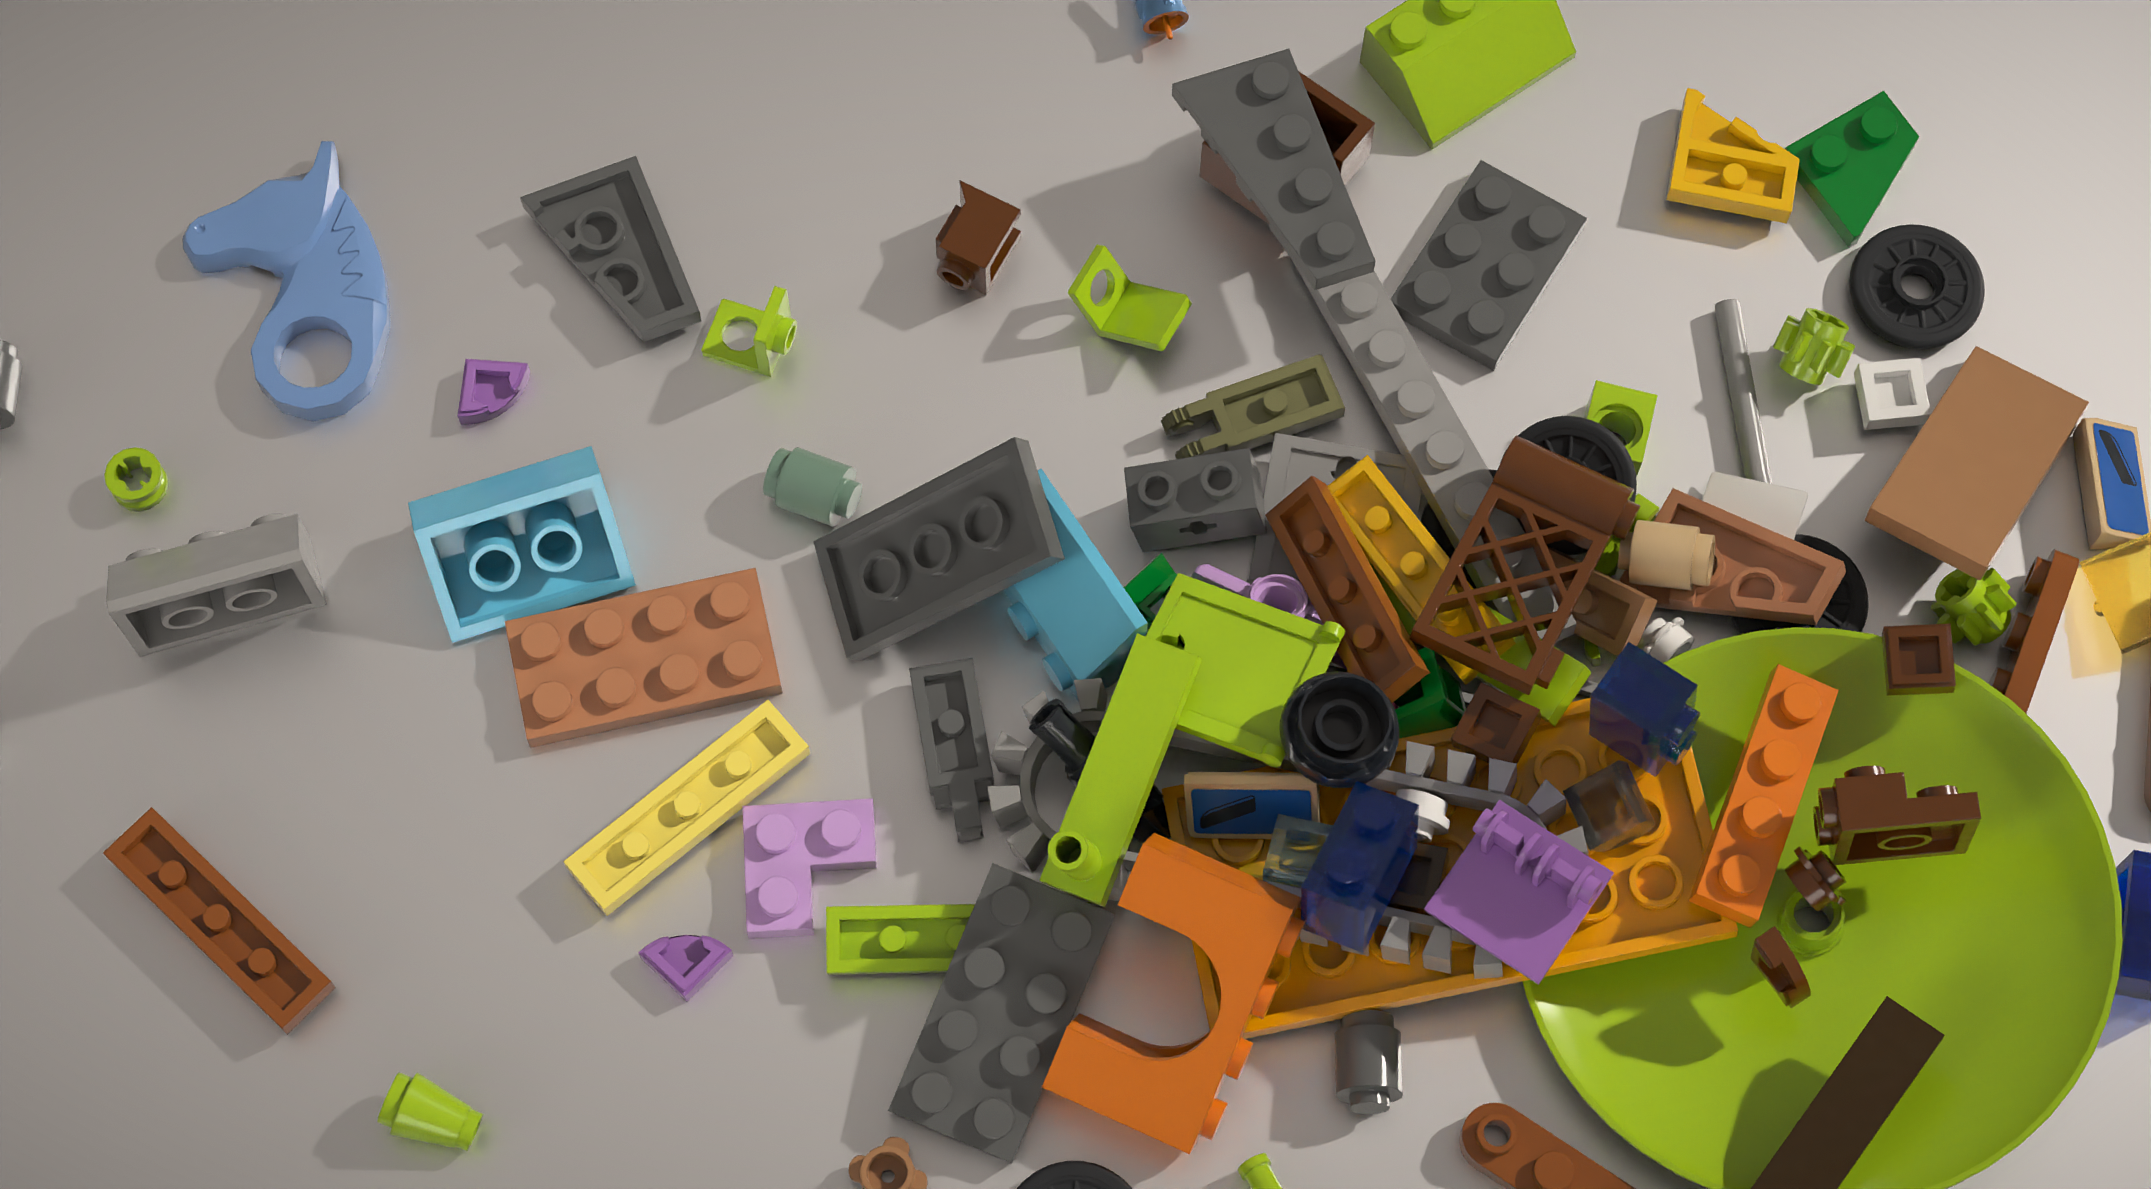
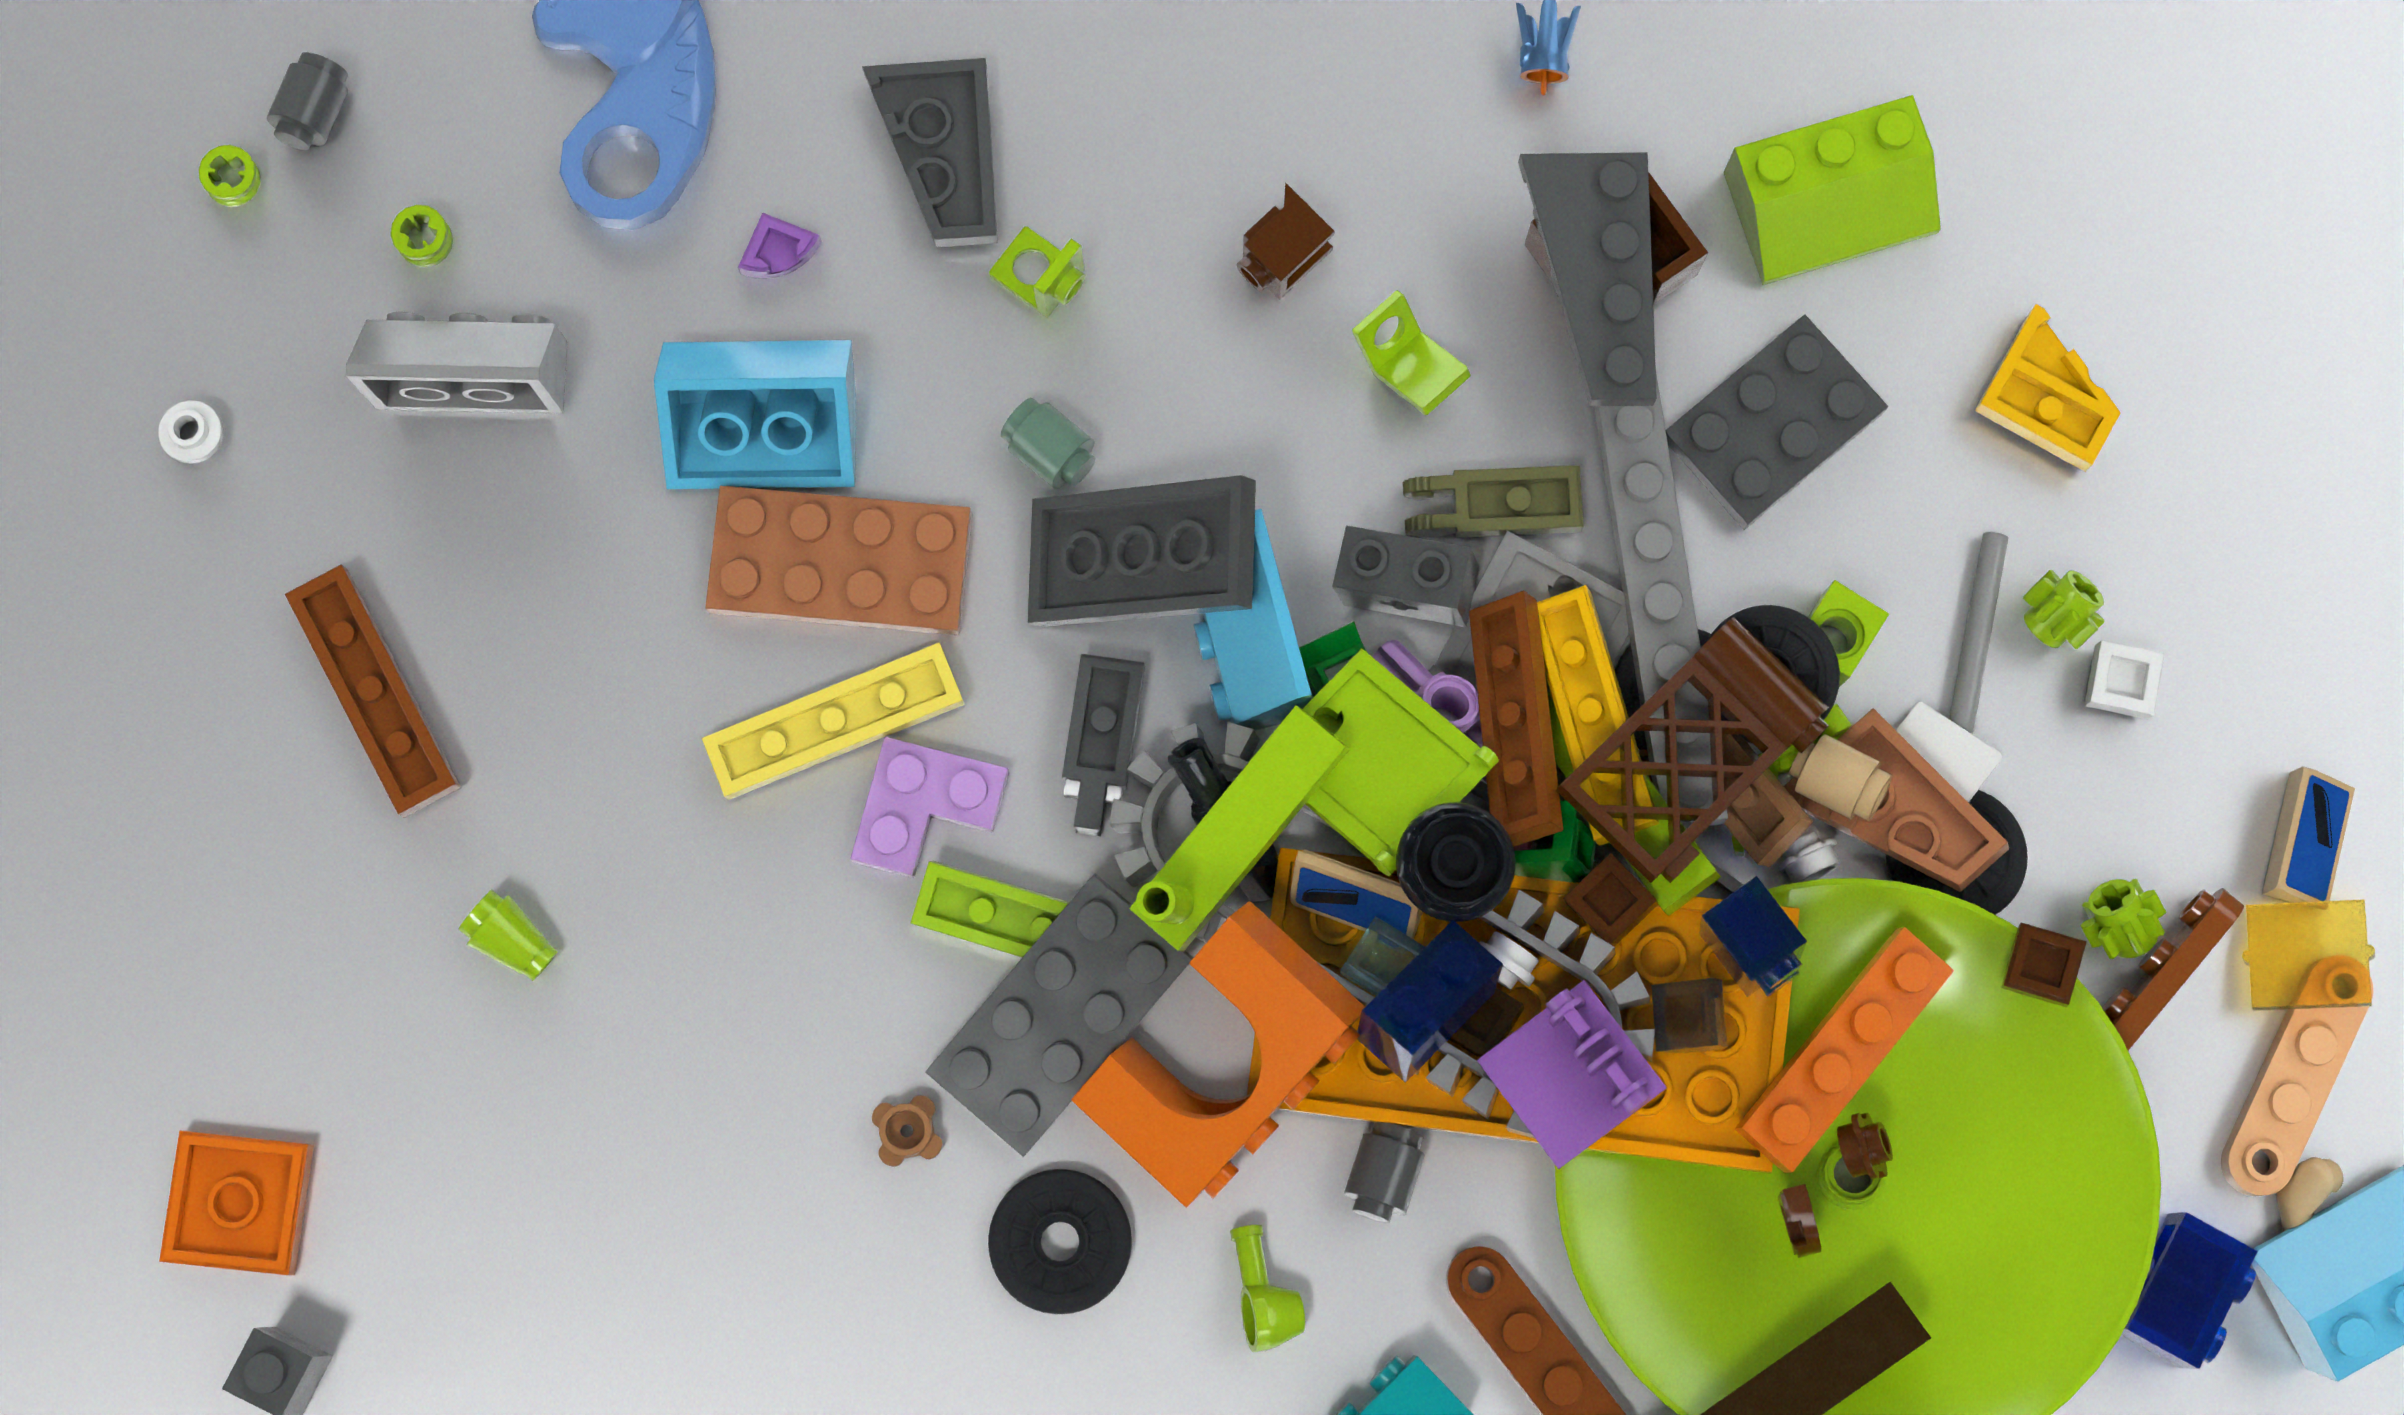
camera: 20 degrees right, 10 degrees up
(686, 961) = (787, 866): medium lavender tile -> none
(1854, 162) = (2175, 430): green wing -> none
(1874, 820) = (1938, 1112): reddish brown plate -> none
(1912, 321) = (2167, 608): black wheel -> none
(1977, 462) = (2180, 779): medium nougat tile -> none

